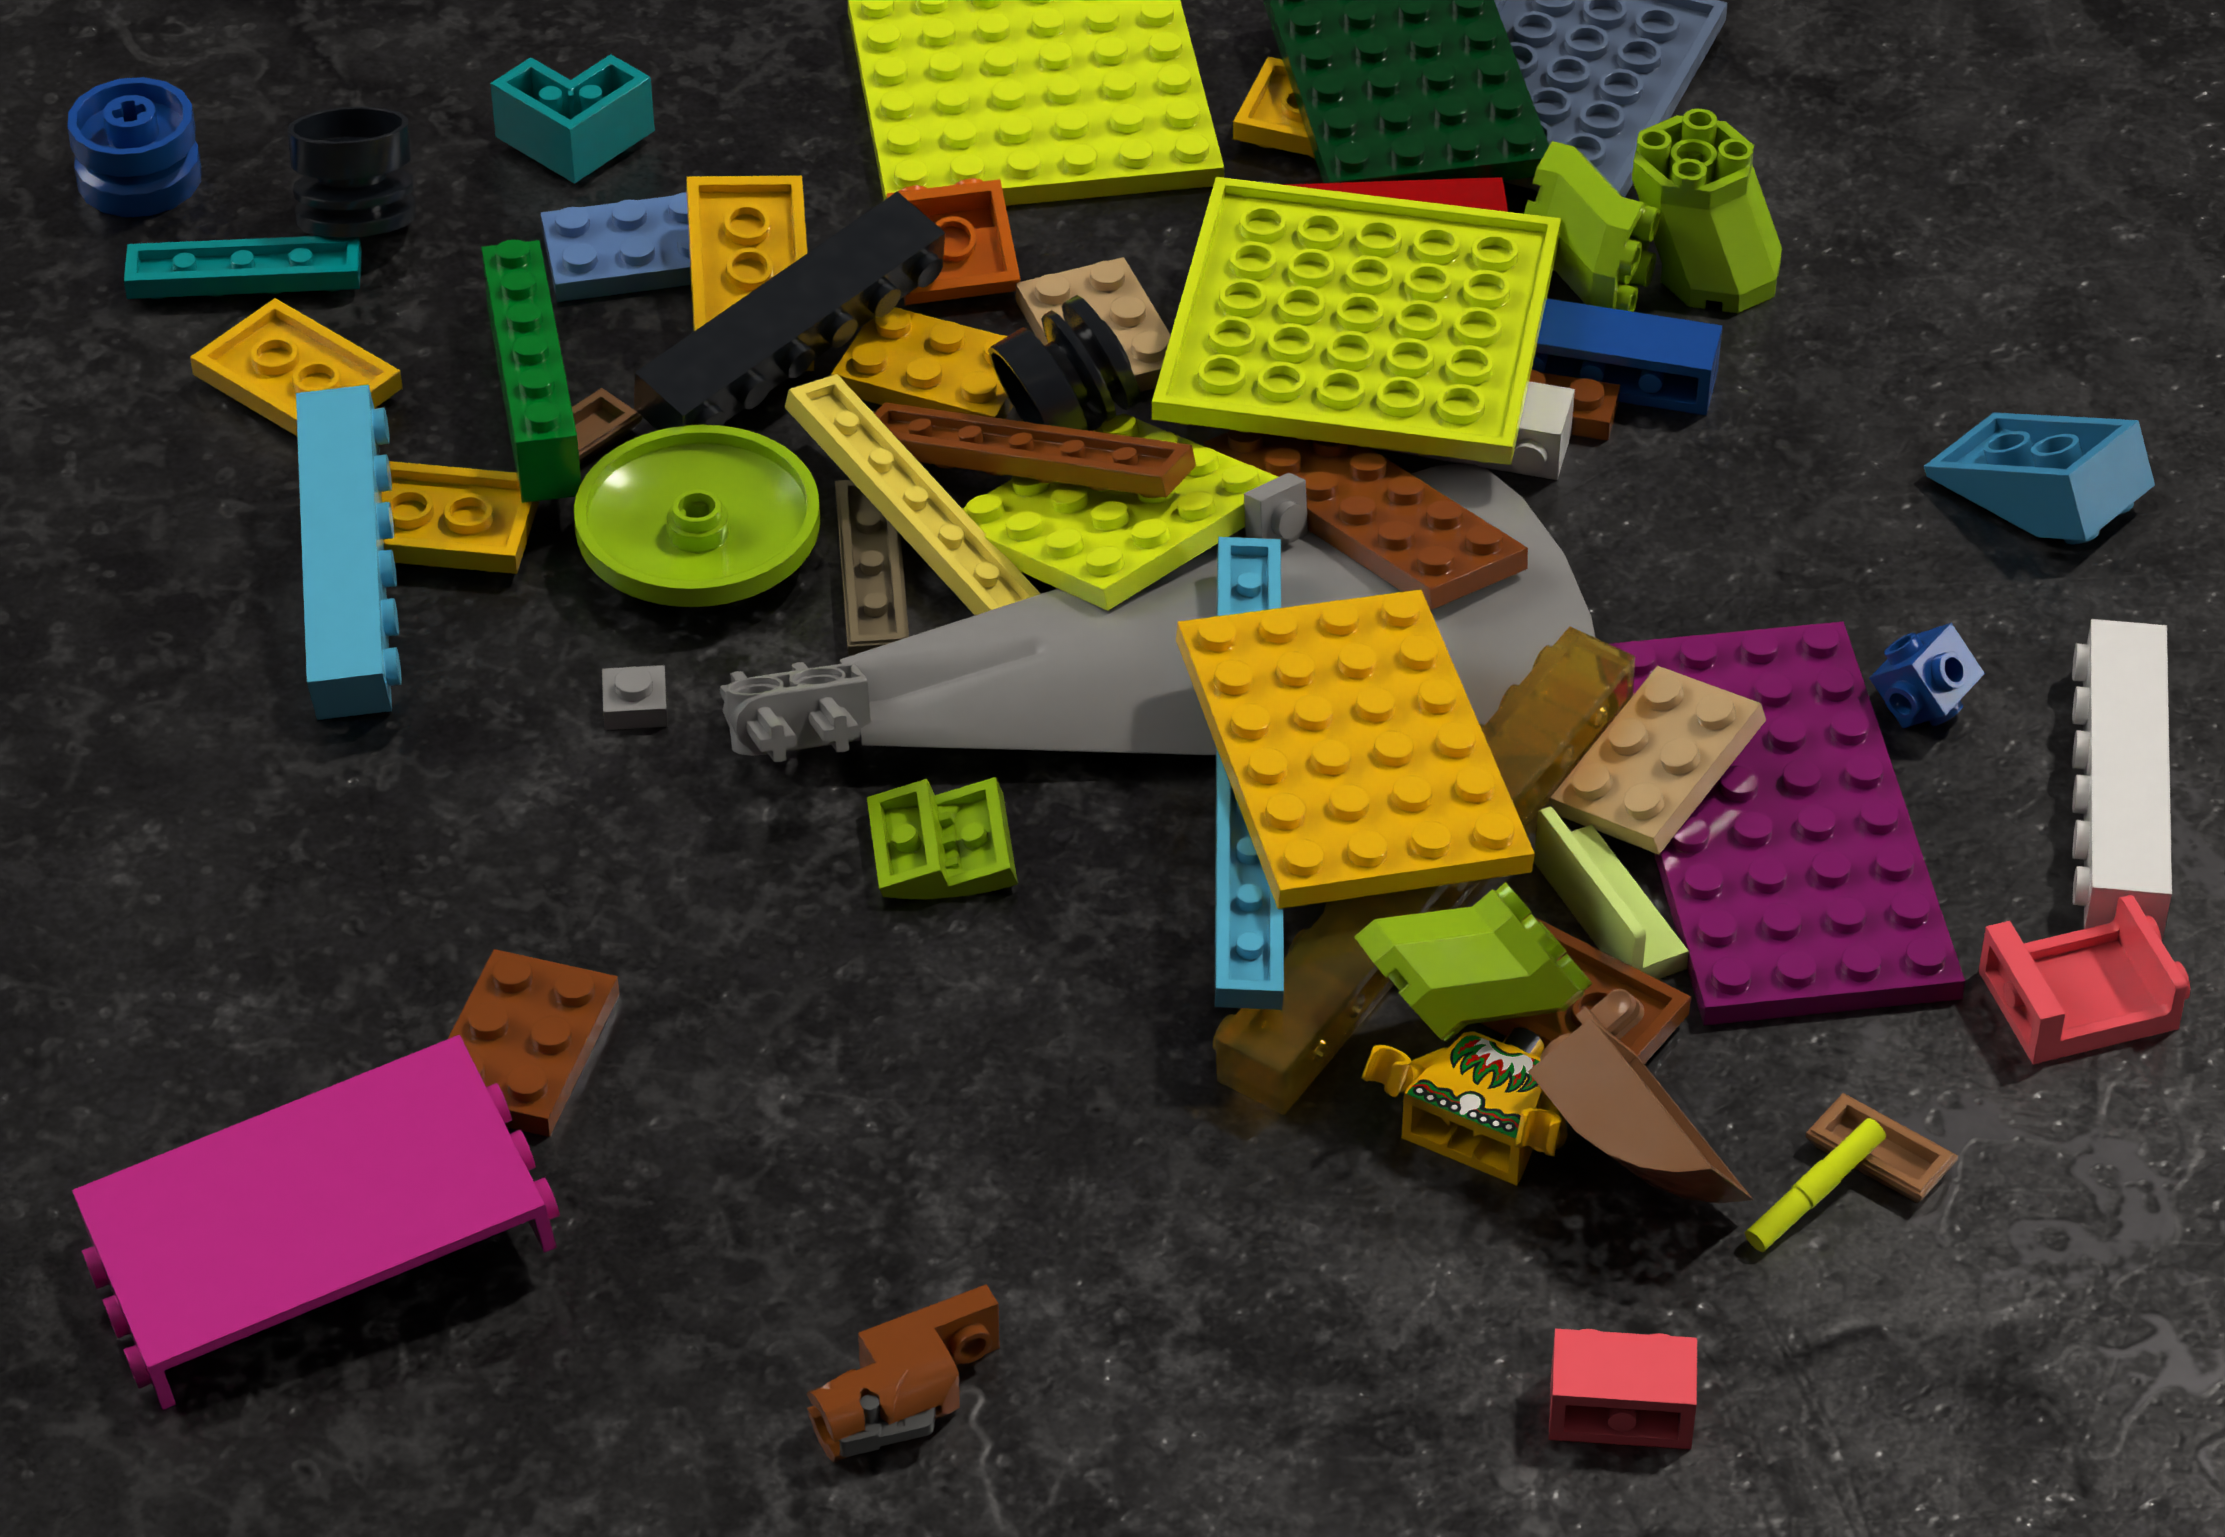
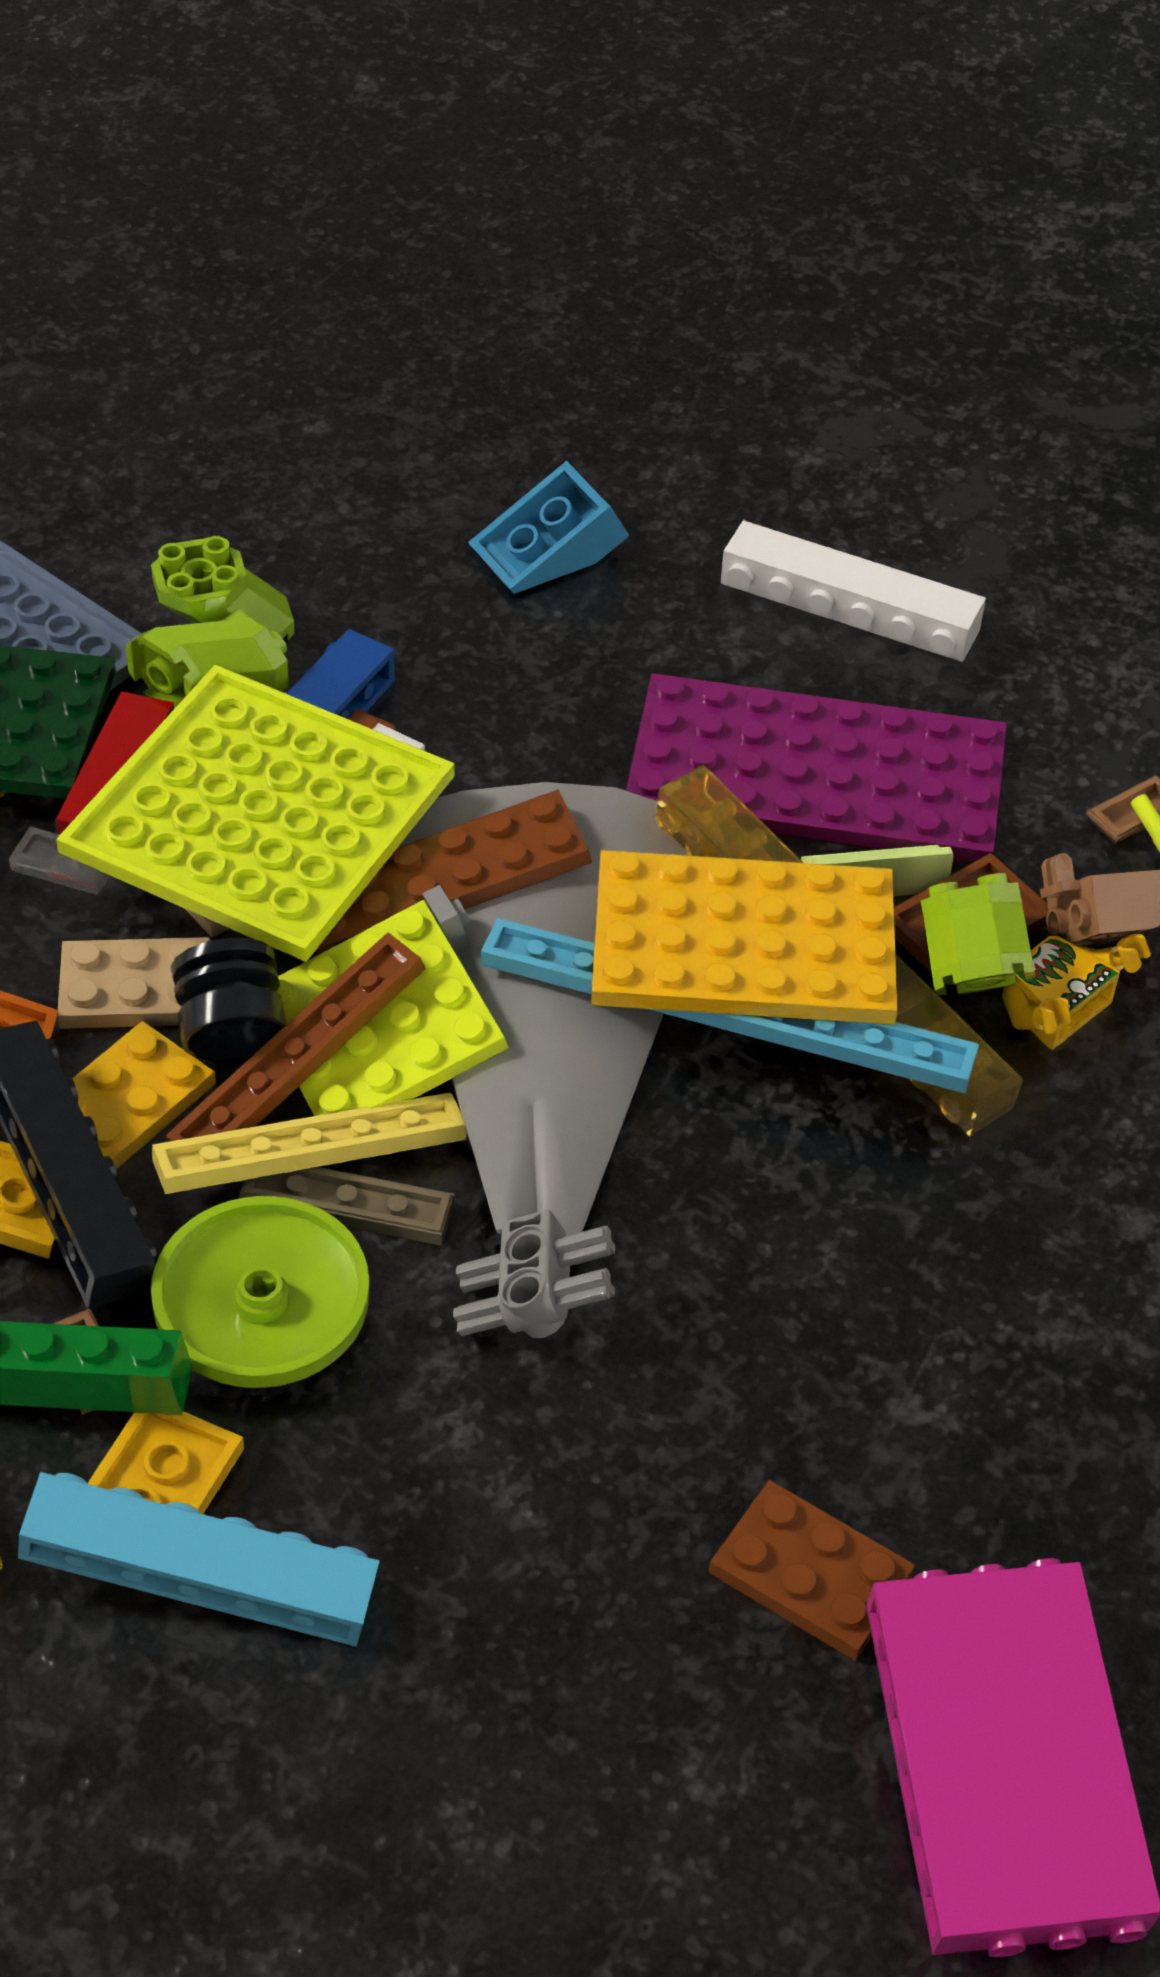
camera: 75 degrees left, 5 degrees up
(634, 697) = (435, 1397): light grey plate -> none
(941, 841) = (679, 1230): lime slope -> none
(1658, 759) = (778, 788): tan plate -> none
(1926, 676) = (734, 646): blue brick -> none
(2085, 984) = (1022, 669): coral panel -> none

